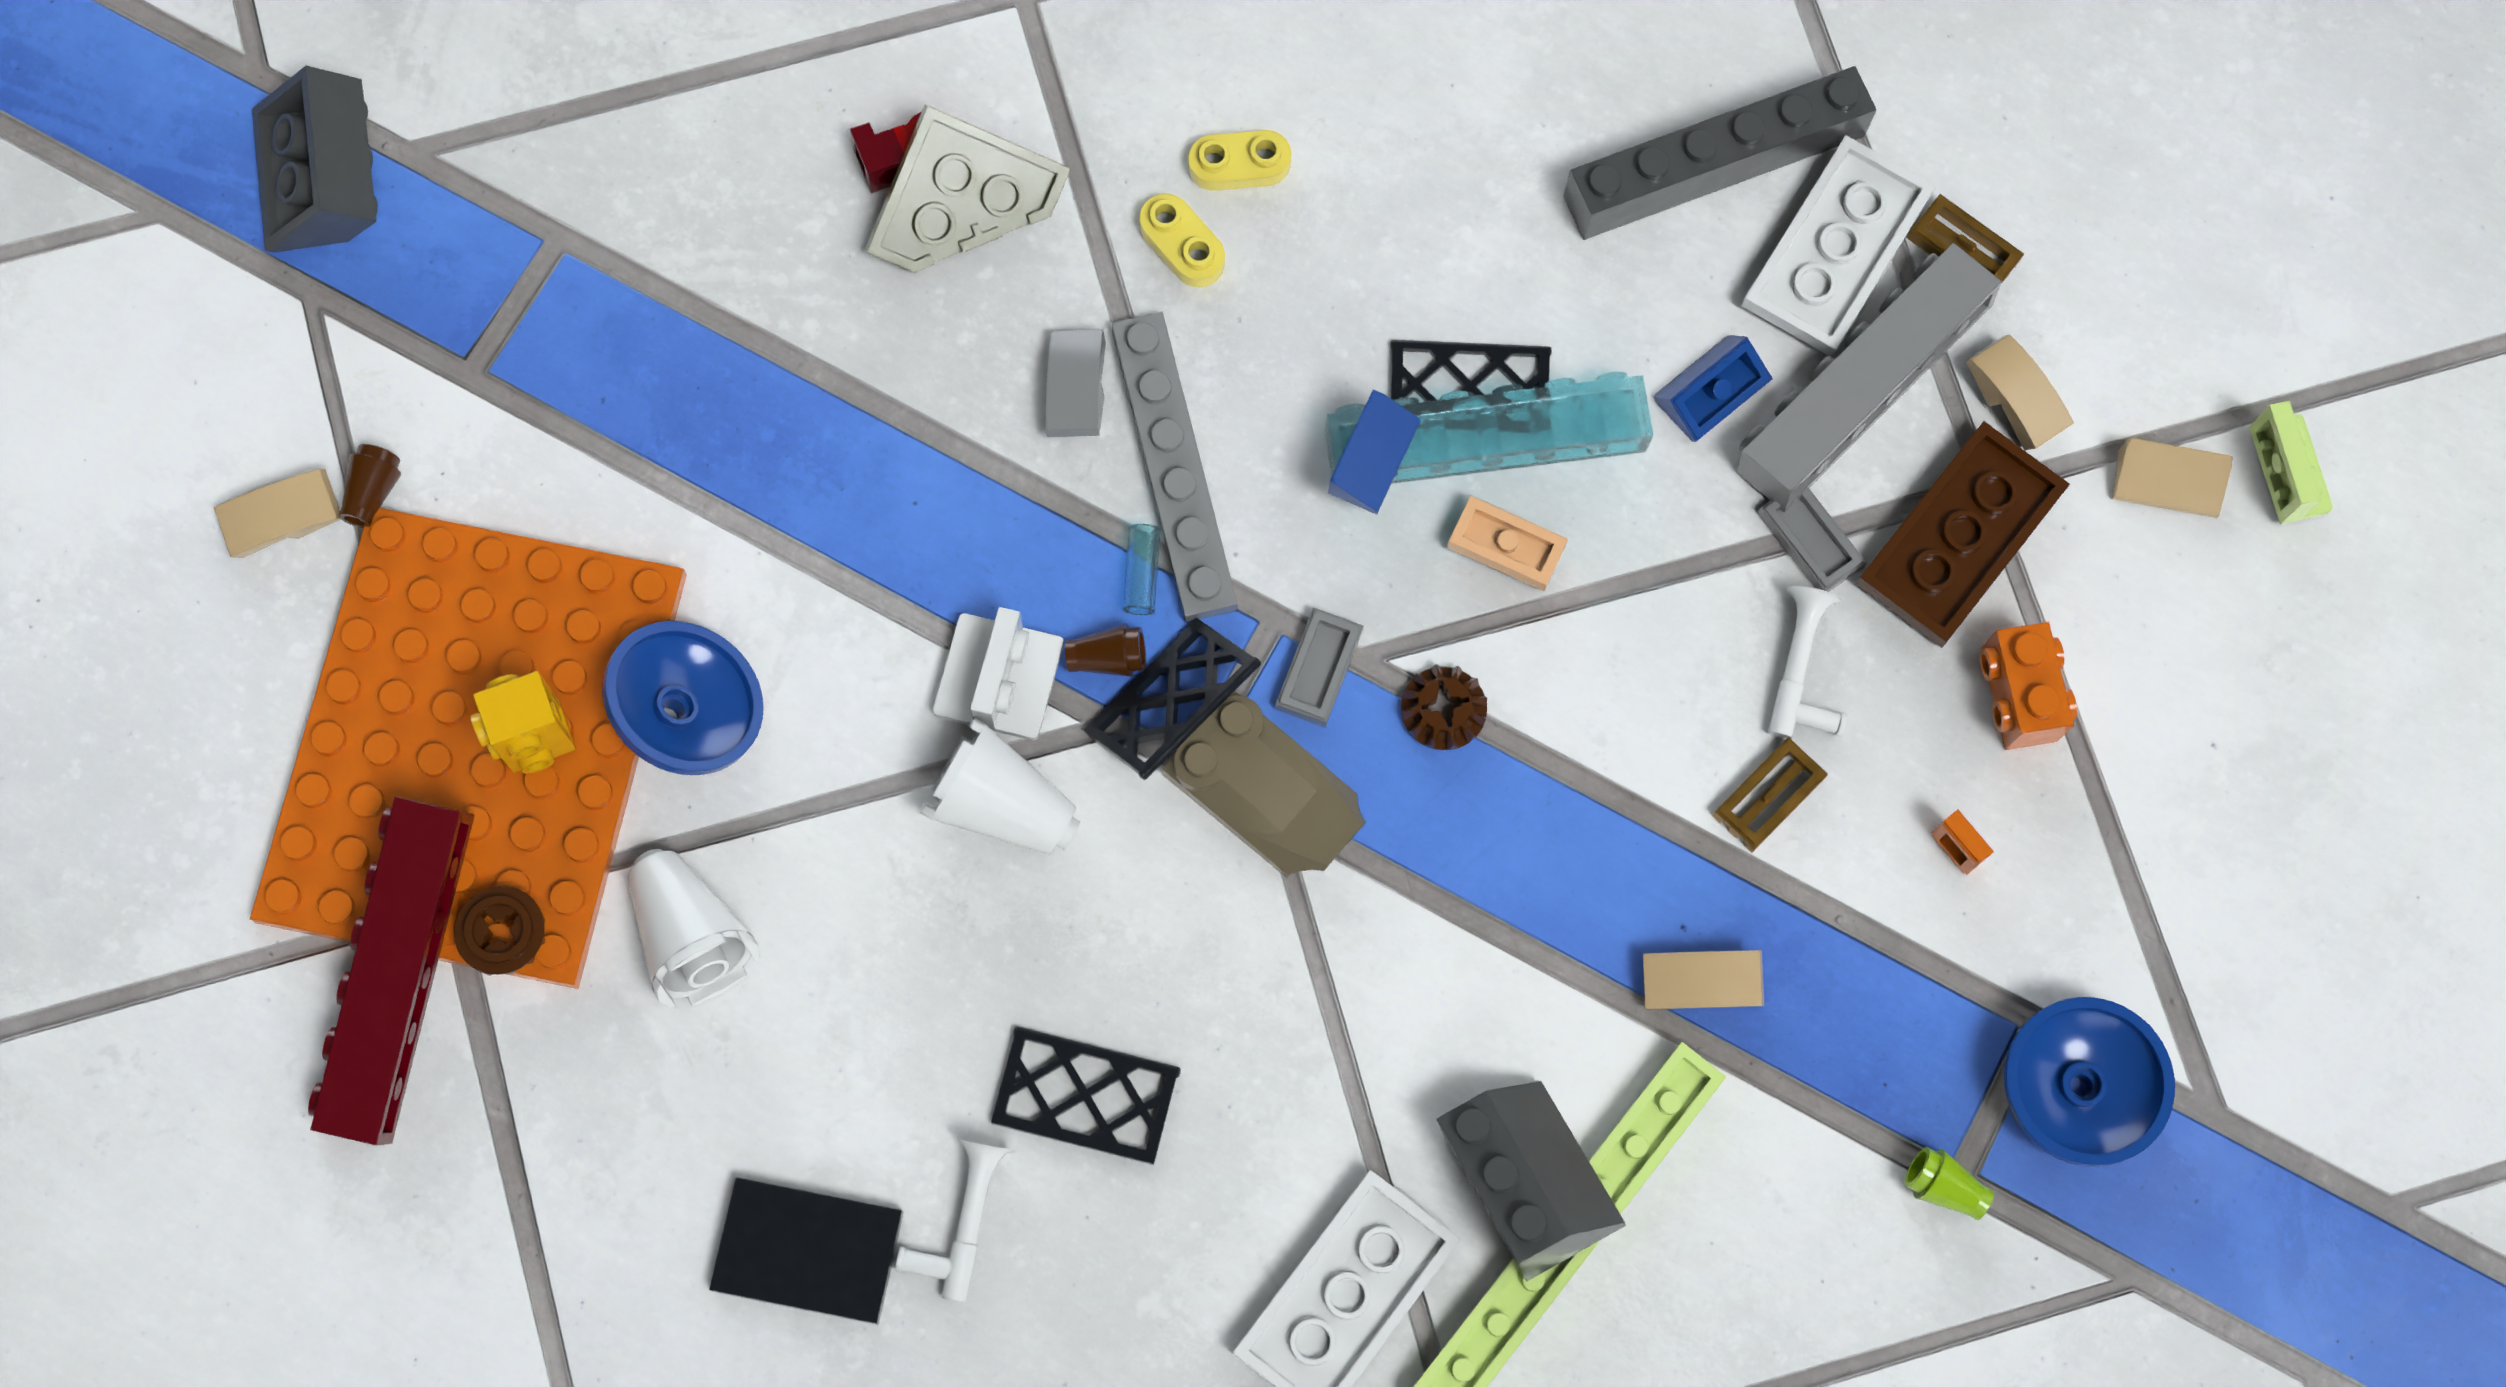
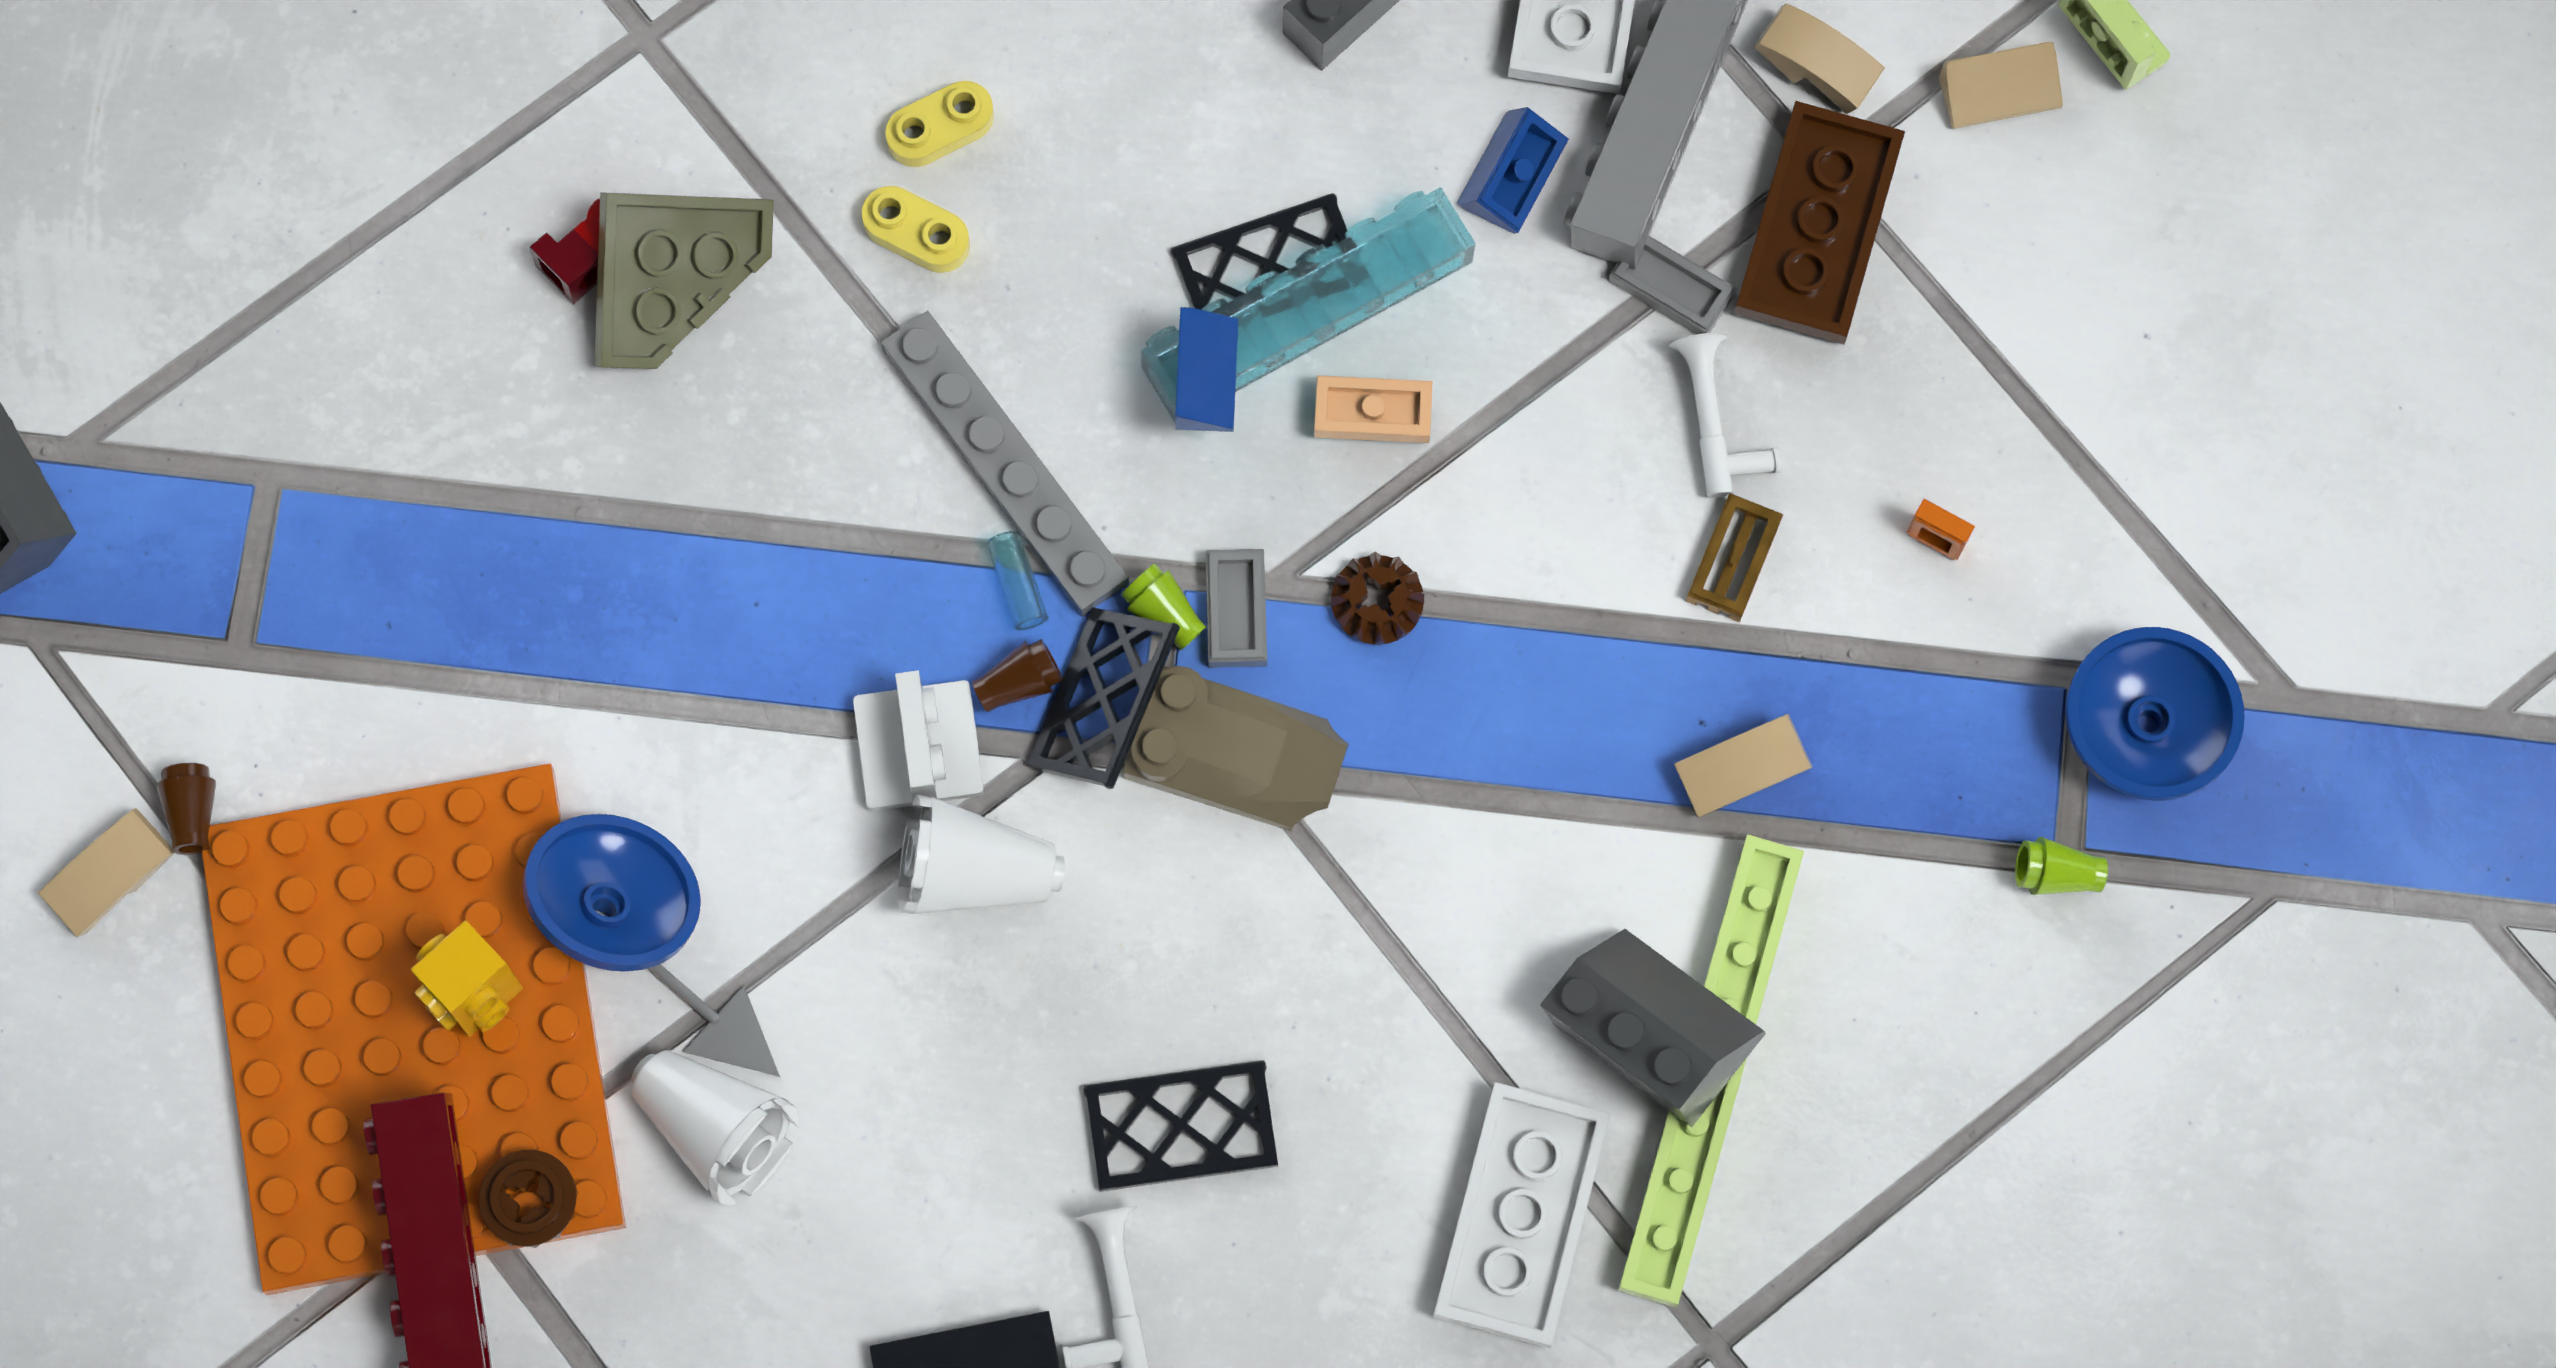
camera: 20 degrees left, 0 degrees up
(738, 859) = (731, 1034): none -> light grey piece
(1075, 383) = (870, 418): light grey slope -> none
(1256, 633) = (1160, 598): none -> lime cone
(2028, 685) = (1943, 349): orange brick -> none

